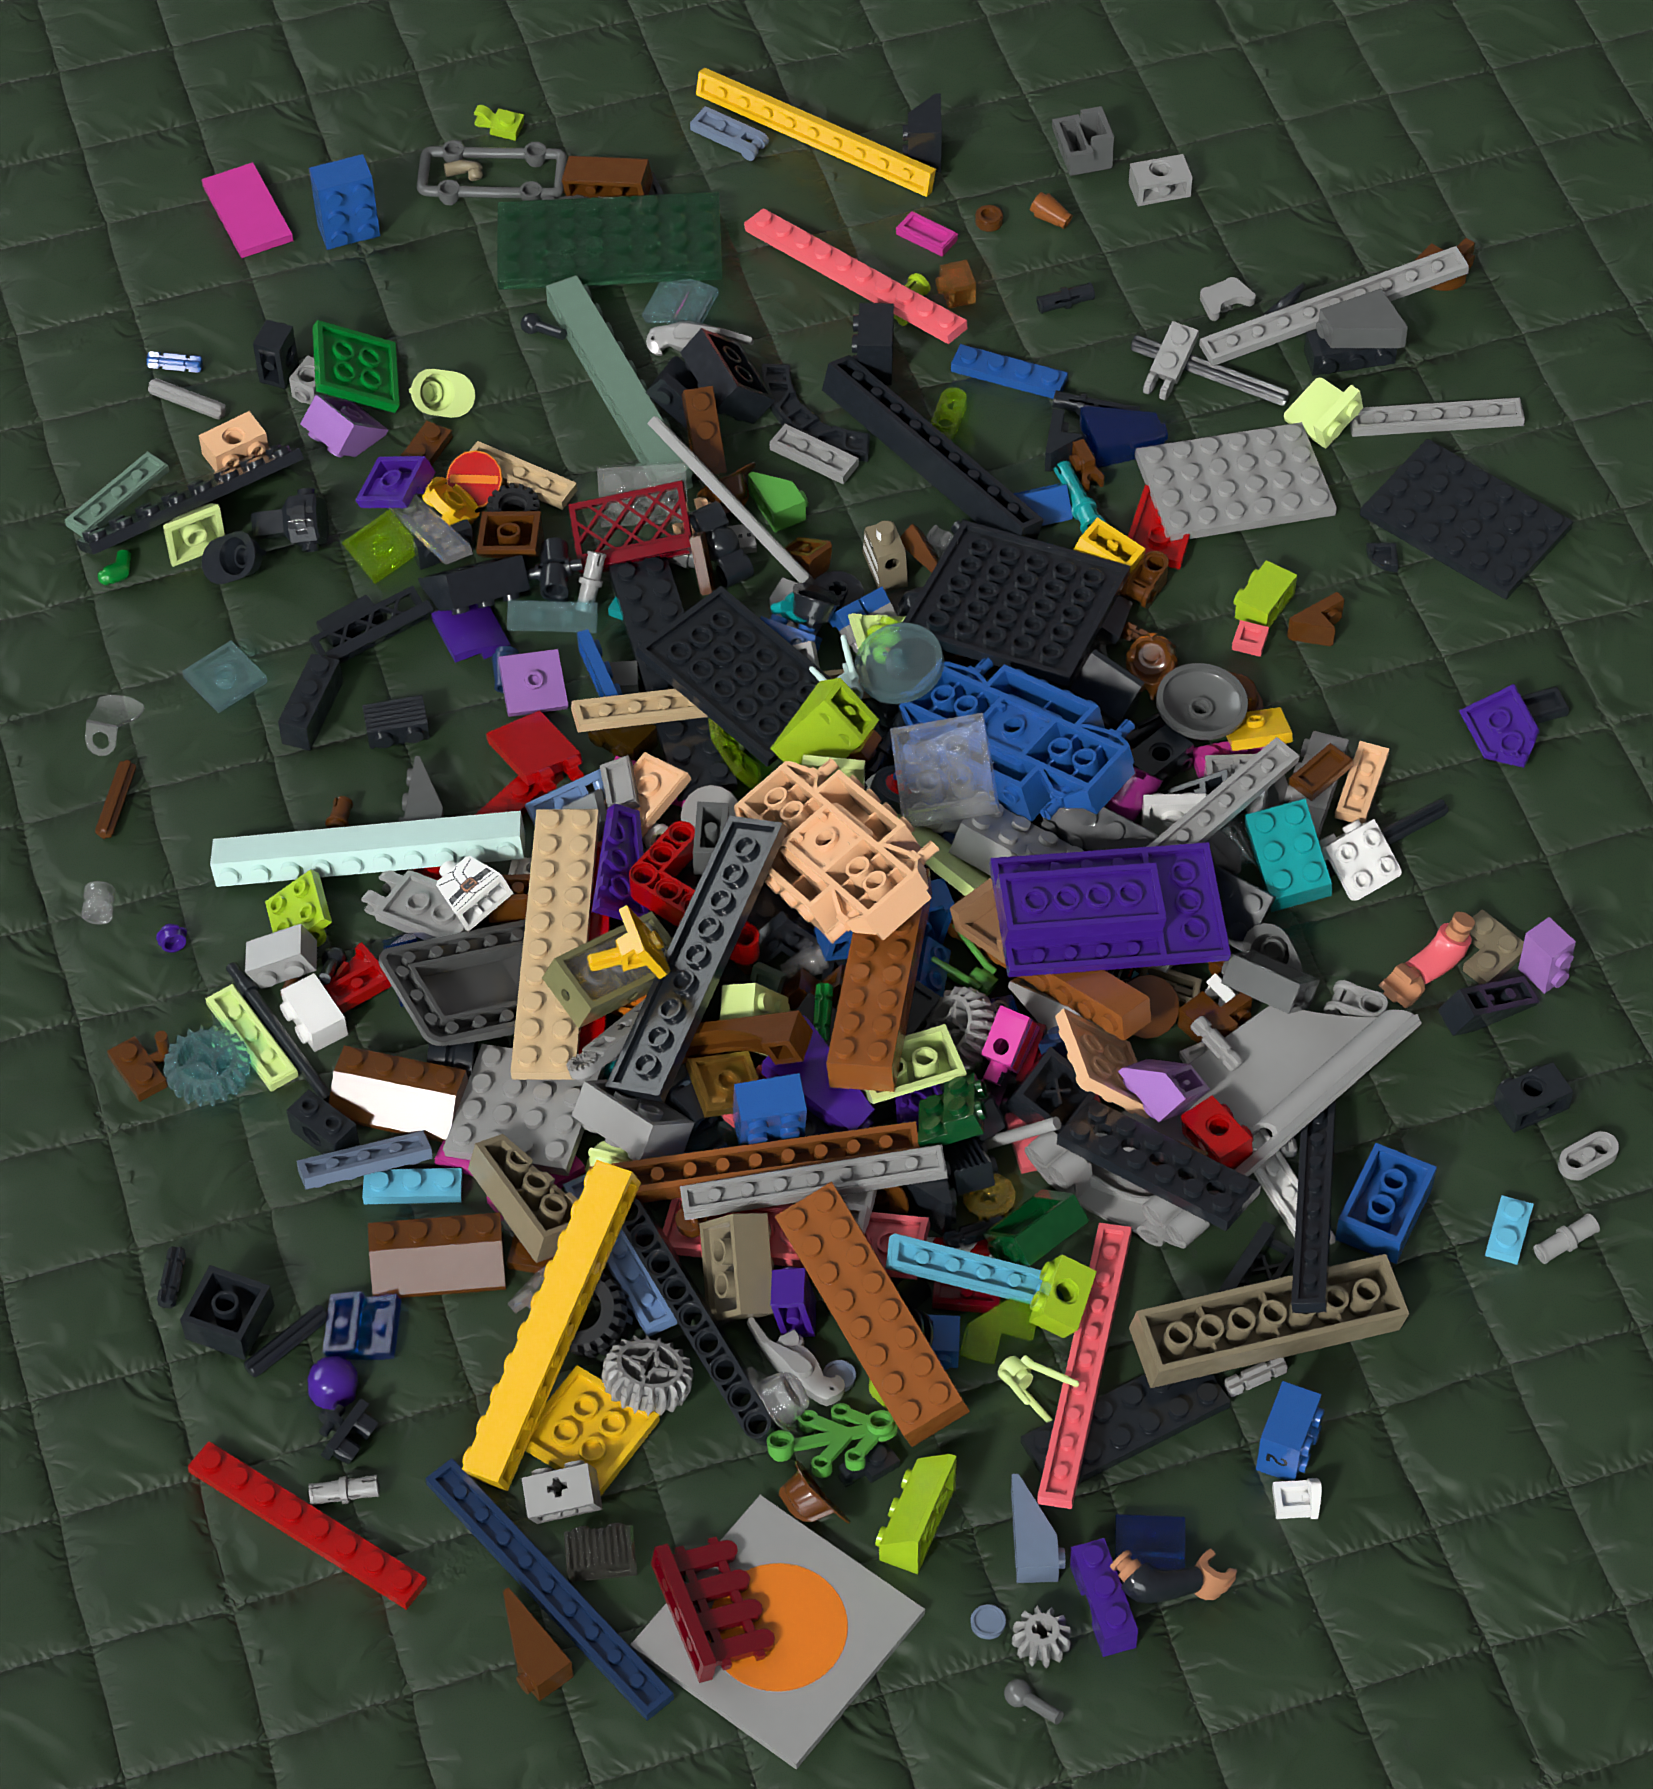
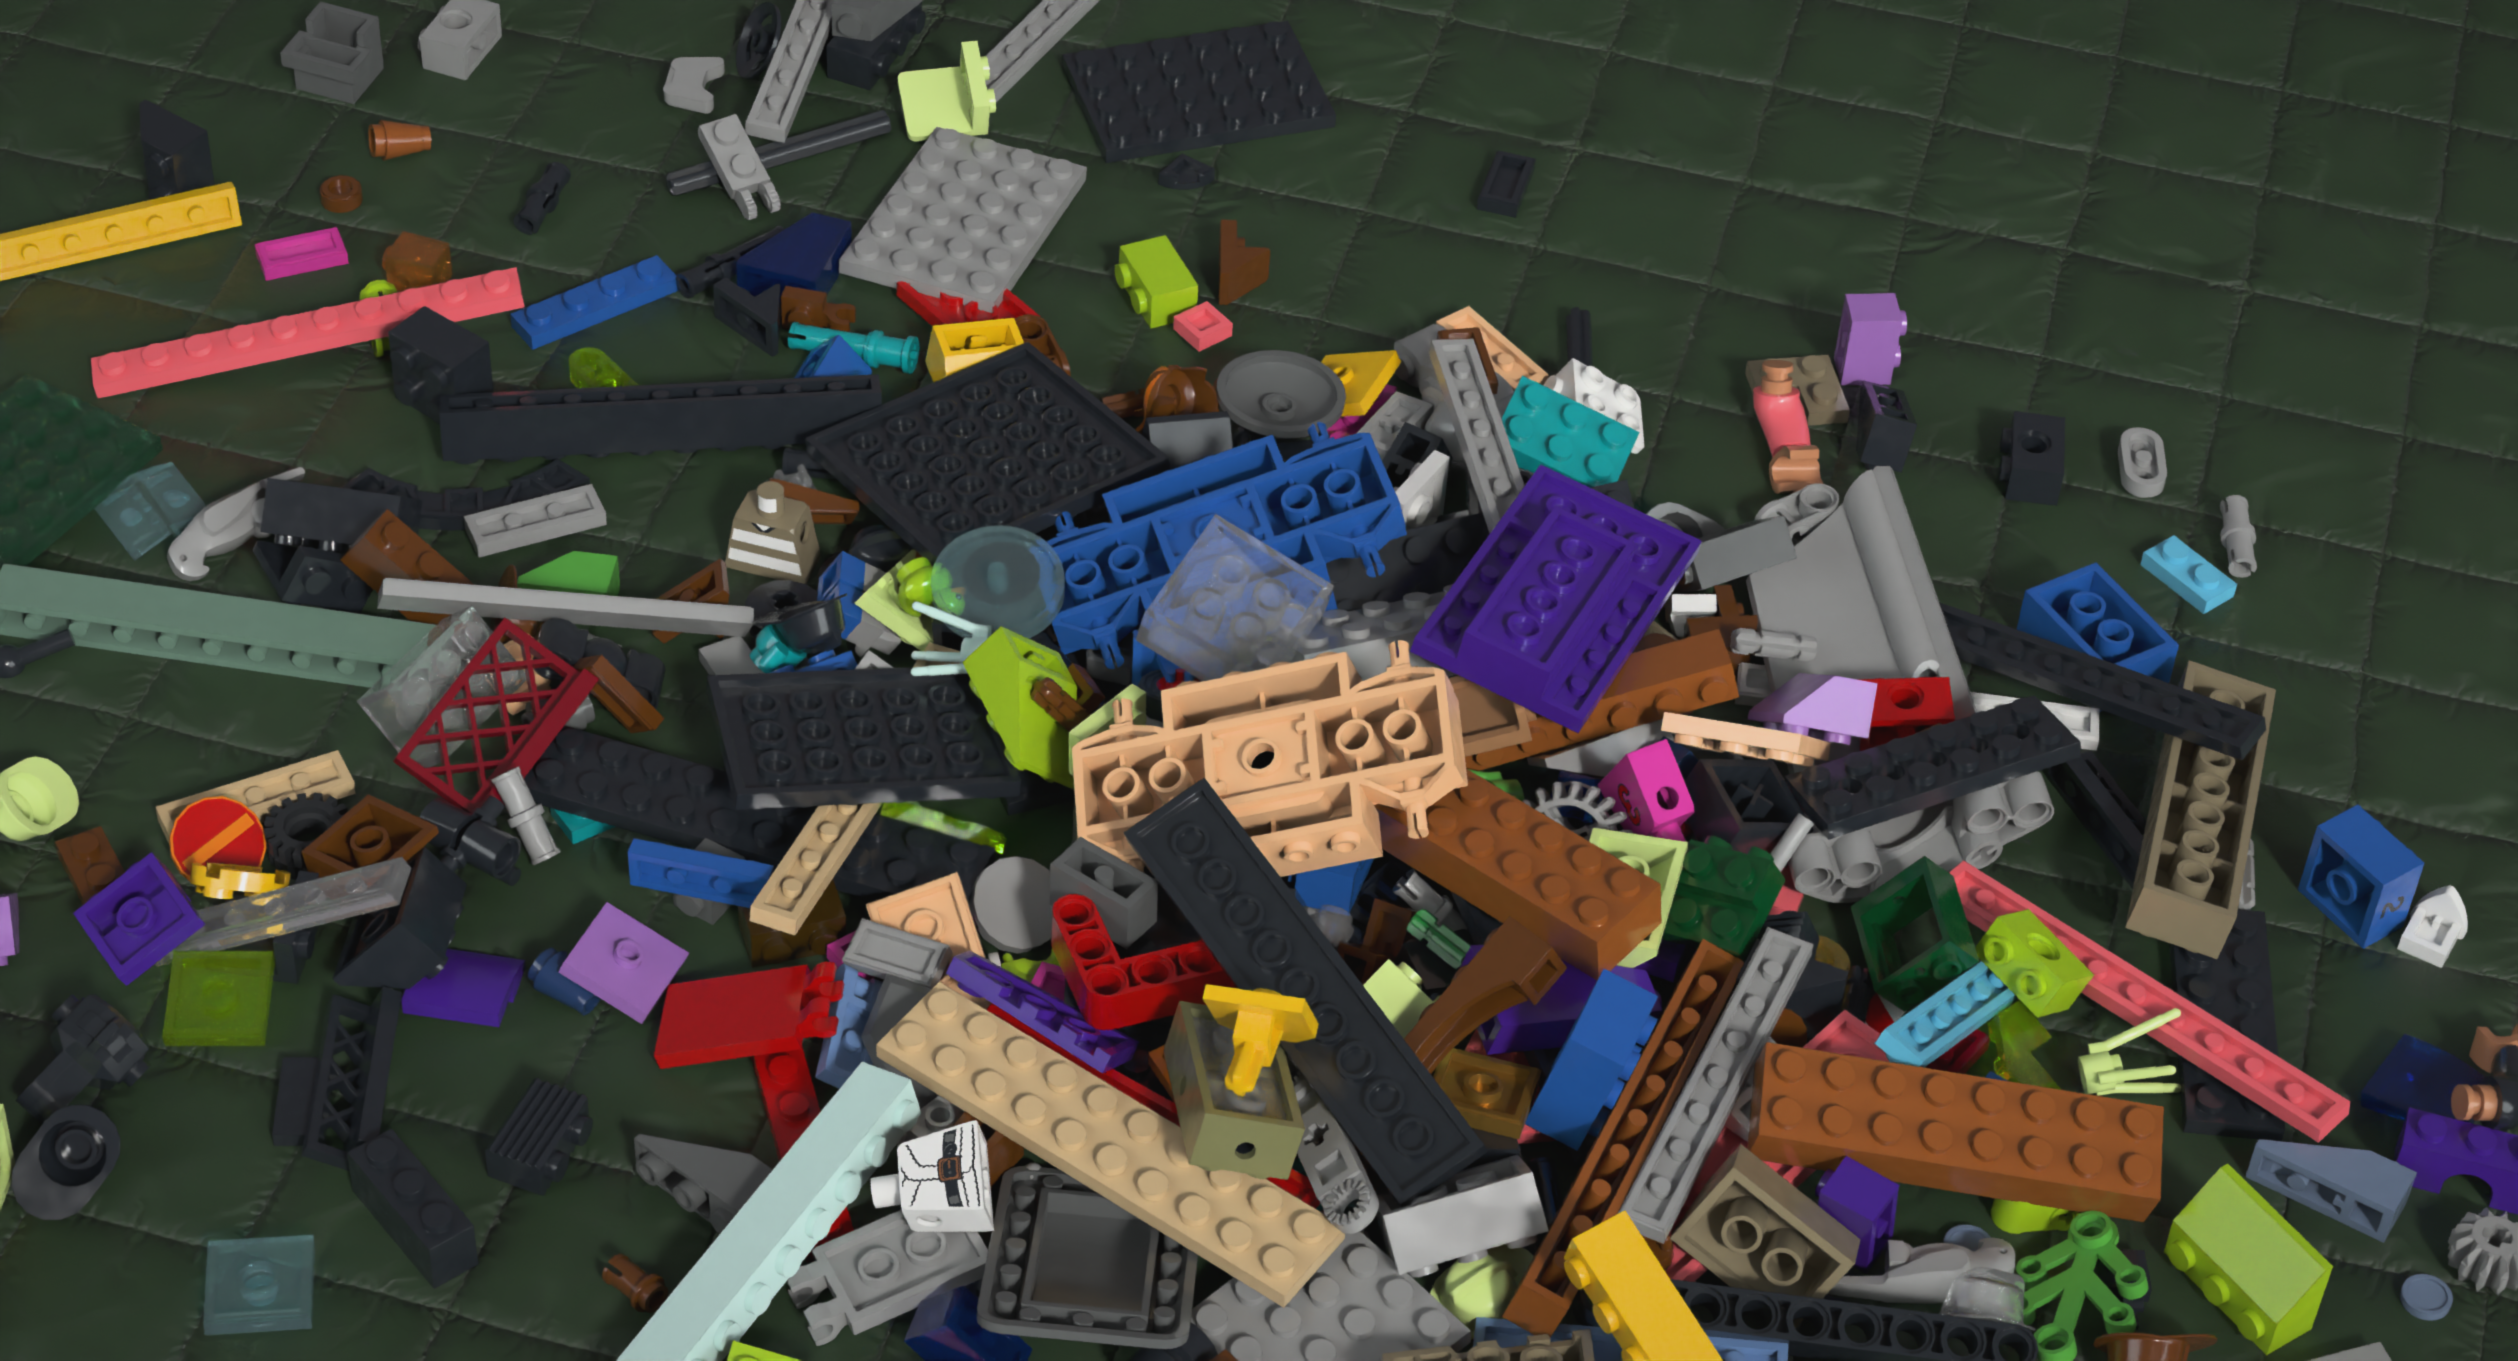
camera: 60 degrees left, 10 degrees down
(552, 616) = (528, 890): clear light blue tile -> none
(828, 739) = (1058, 703): none -> reddish brown axle
(1502, 727) = (1517, 213): dark purple tile -> none

